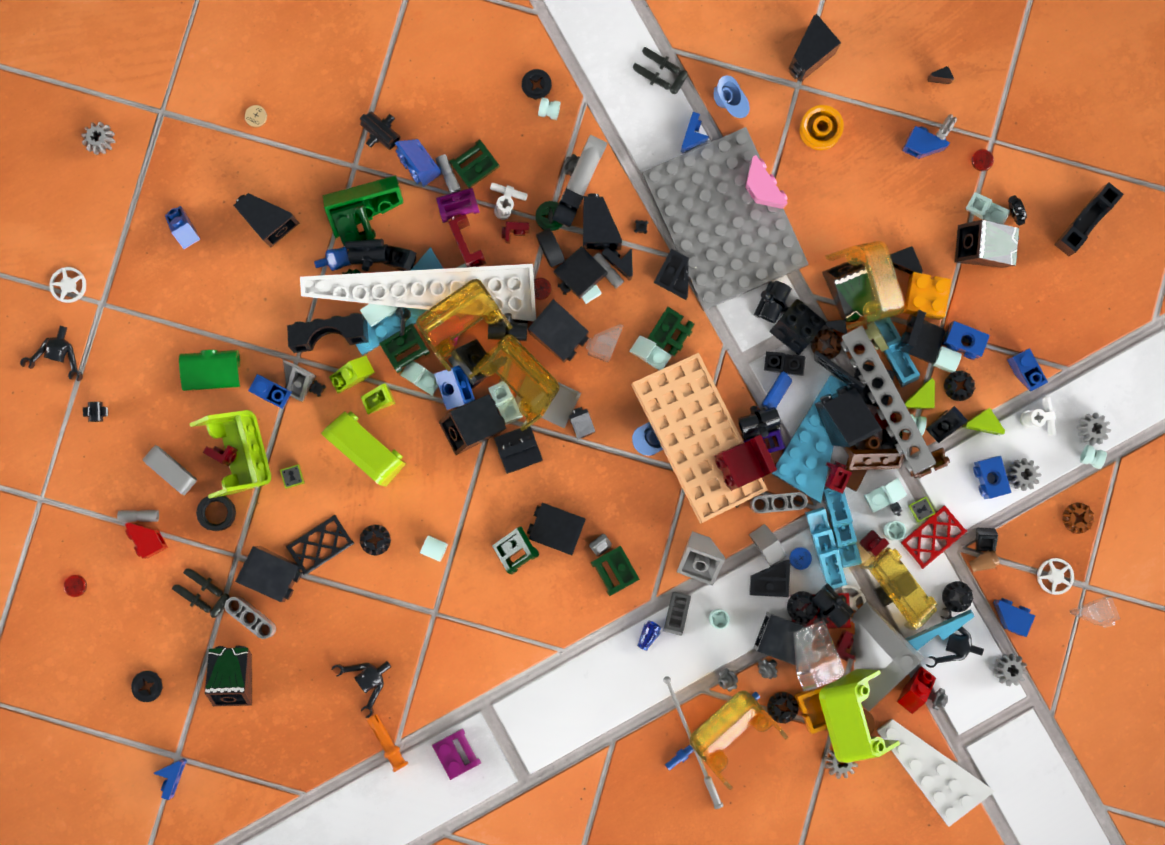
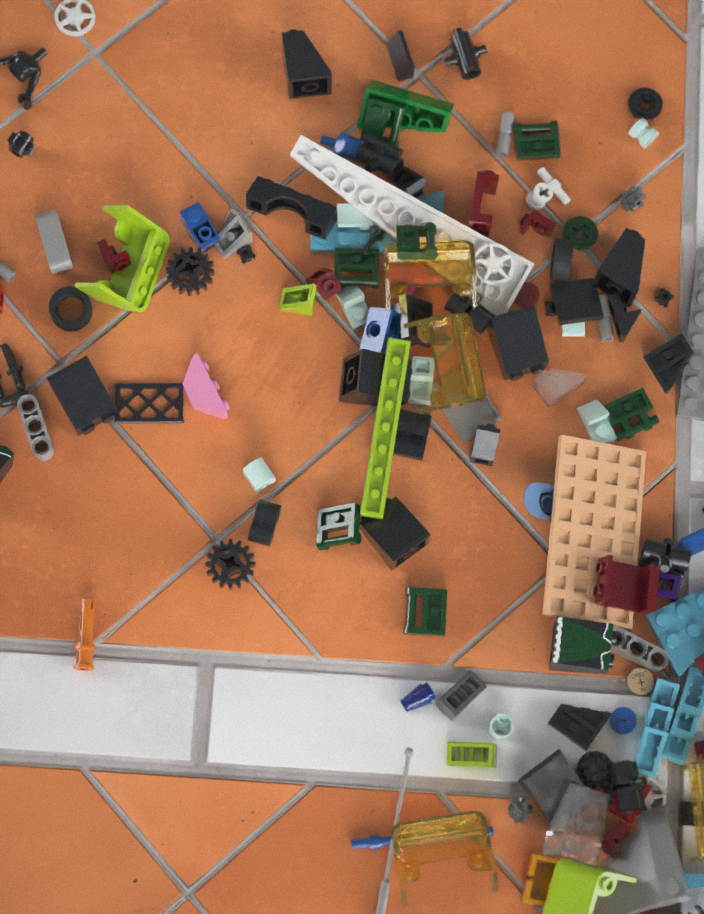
camera: 30 degrees right, 10 degrees down
(182, 227) = (217, 28): slope -> none
(209, 370) = (155, 173): green panel -> none
(289, 422) = (197, 267): none -> black gear
(292, 476) = (166, 321): tile -> none
(332, 162) = (400, 57): none -> black slope
(351, 374) = (289, 260): lime slope -> none
(352, 511) = (203, 390): none -> bright pink slope
(363, 448) = (256, 334): lime windscreen -> none
(367, 679) = (108, 561): black piece -> none
(382, 545) = (210, 441): black gear -> none
(388, 374) = (326, 283): none -> dark red bracket
(418, 161) = (483, 102): blue slope -> none
(432, 309) = (409, 245): none -> dark green plate
(450, 757) = (139, 691): magenta plate -> none
(454, 617) = (239, 568): none -> black gear
(457, 203) = (501, 165): magenta plate -> none
(460, 580) = (264, 522): none -> black axle
(503, 283) = (494, 263): none -> white wheel
(503, 459) = (385, 428): none -> lime tile
(579, 181) = (630, 214): light grey piece -> none
(600, 545) = (427, 574): dark grey slope -> none
(701, 559) = (520, 655): light grey slope -> none
(722, 637) = (492, 754): none -> lime slope
(728, 680) = (471, 794): dark grey plant -> none
(741, 527) = (582, 646): none -> slope
(768, 545) = (598, 691): light grey slope -> none
(791, 704) = (521, 862): black gear -> none
(795, 522) = (640, 681): none -> tan piece

